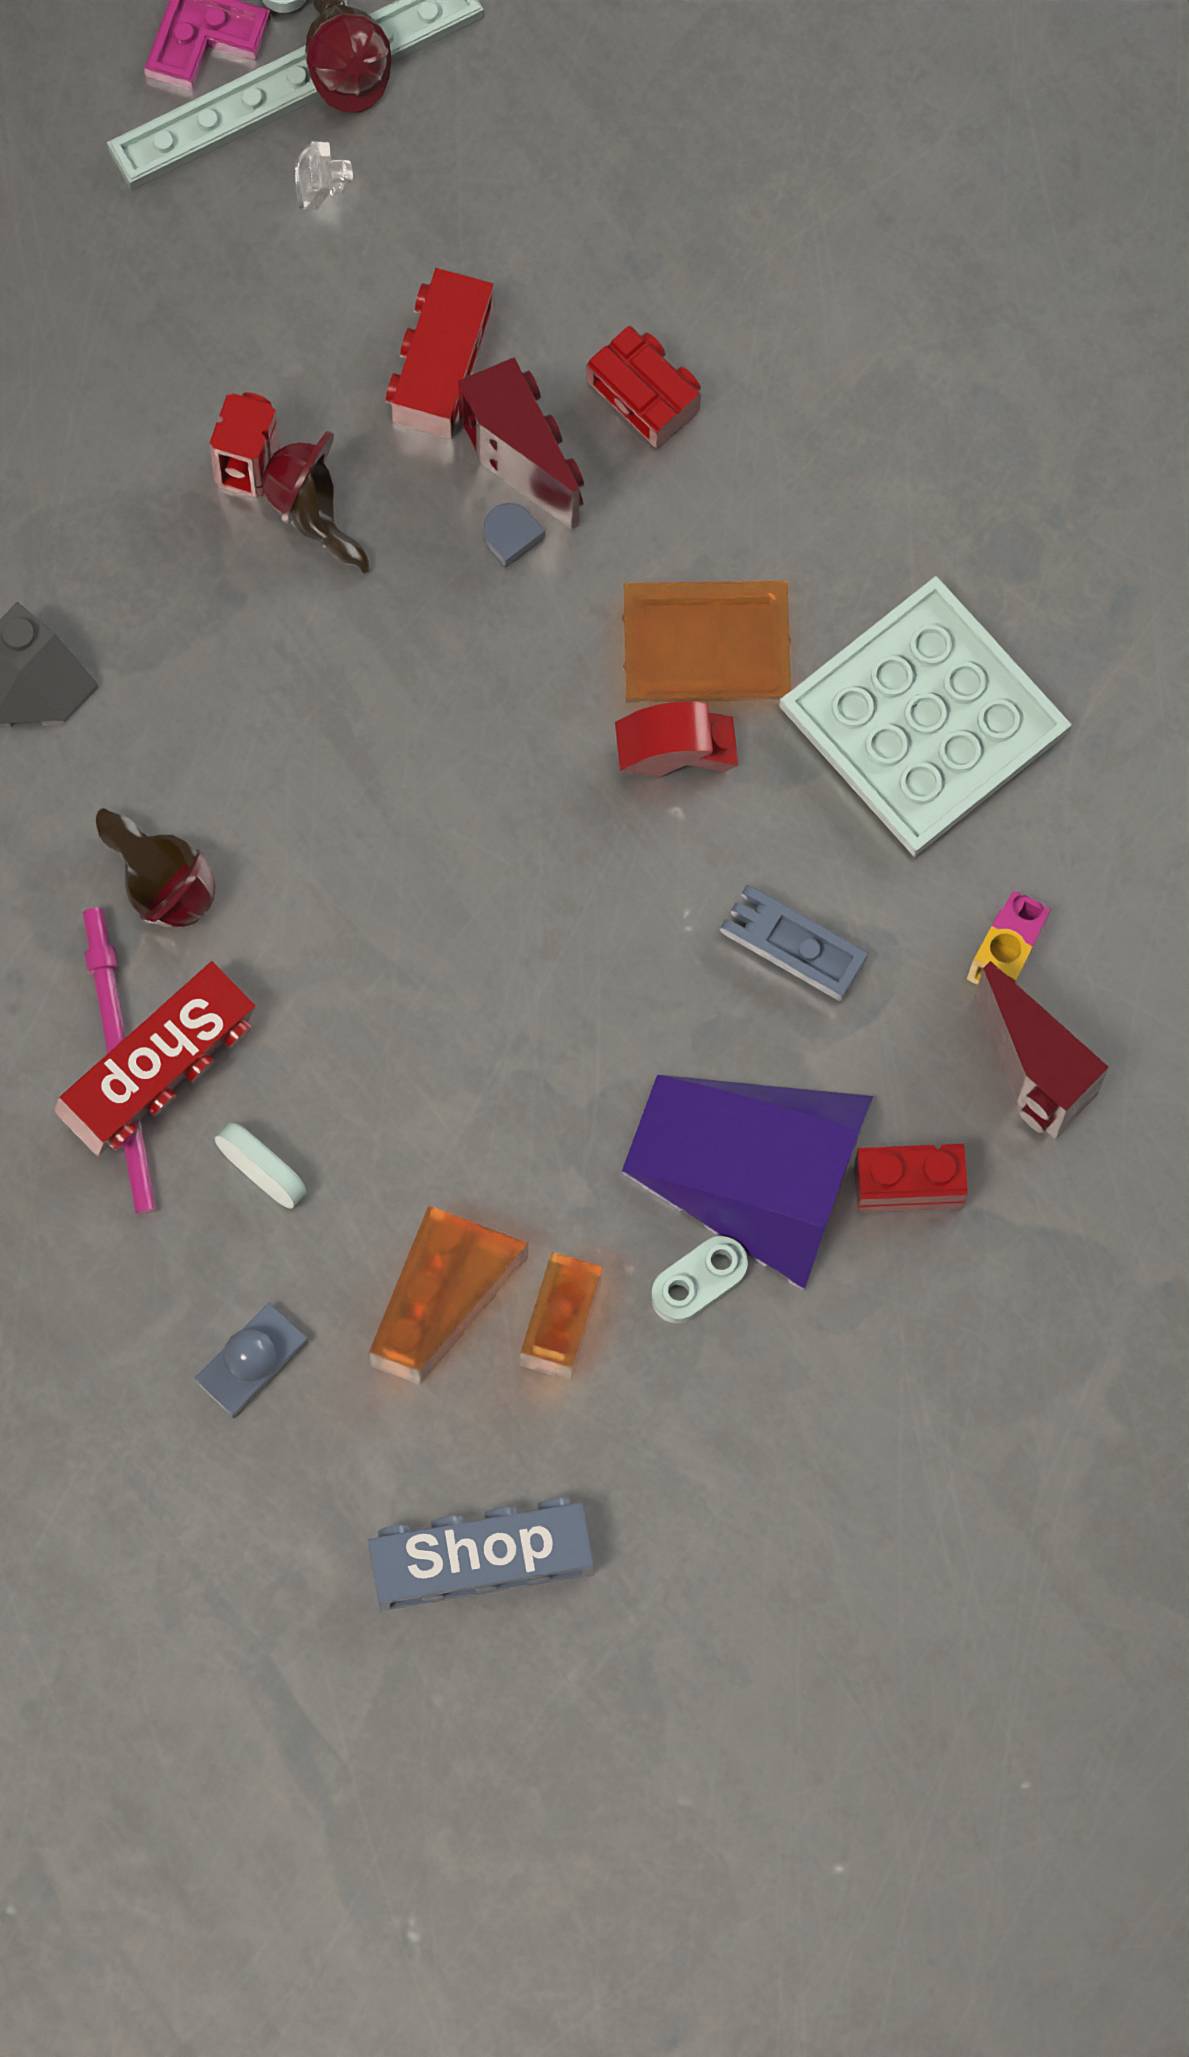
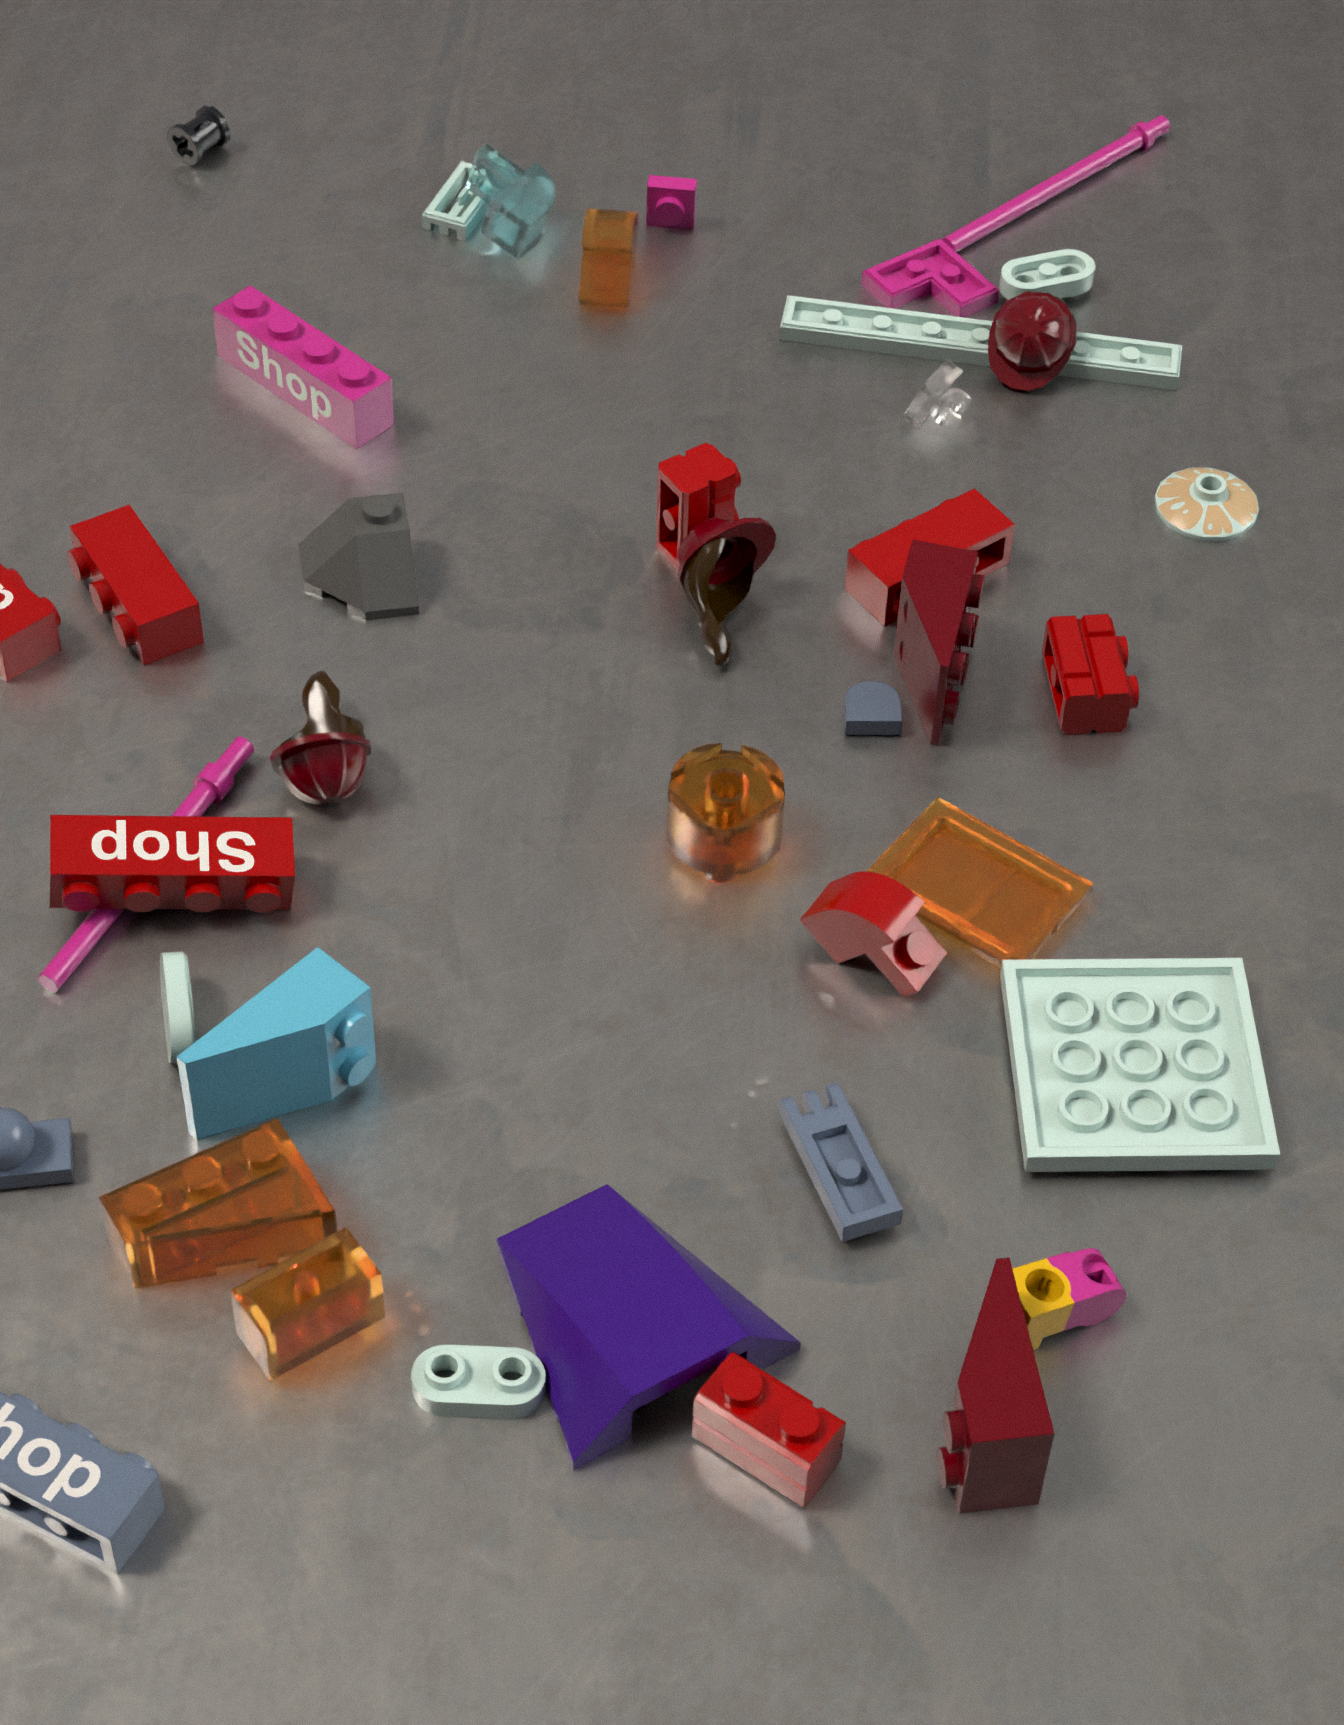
camera: 40 degrees right, 25 degrees down
(384, 1137) = (281, 1049): none -> medium azure slope
(500, 743) = (725, 810): none -> clear orange brick
(591, 150) = (1206, 504): none -> dish

